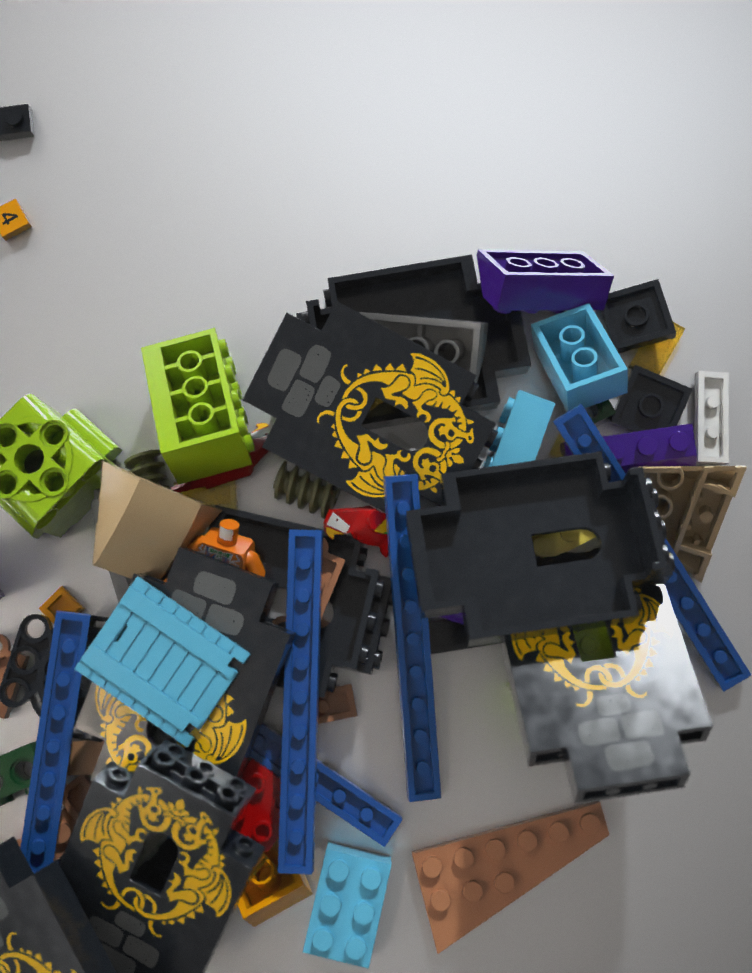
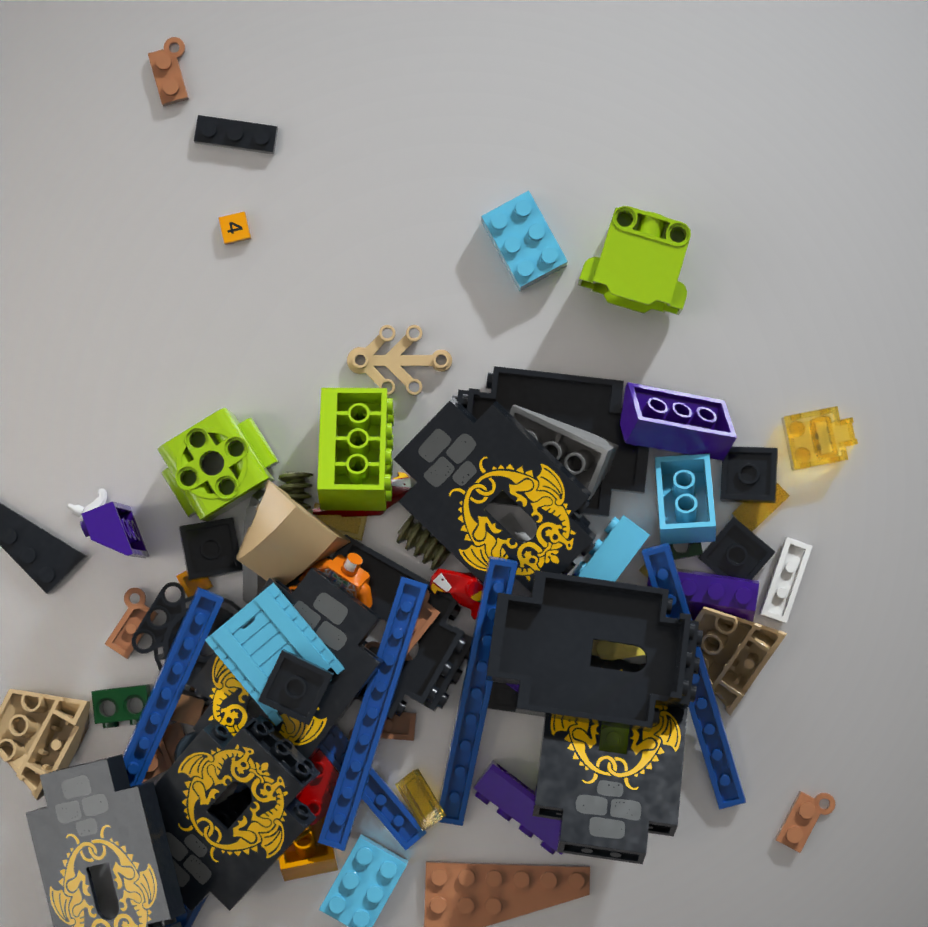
camera: 25 degrees right, 5 degrees up
(66, 566) = (210, 548): none -> black plate
(196, 693) = (295, 687): none -> black plate
(219, 305) = (394, 360): none -> tan plant
(321, 144) = (524, 240): none -> medium azure brick
(384, 782) = (420, 800): none -> clear yellow tile
(453, 122) = (640, 262): none -> lime piece
(501, 753) = (516, 802): none -> dark purple slope
(695, 258) = (817, 438): none -> clear yellow piece

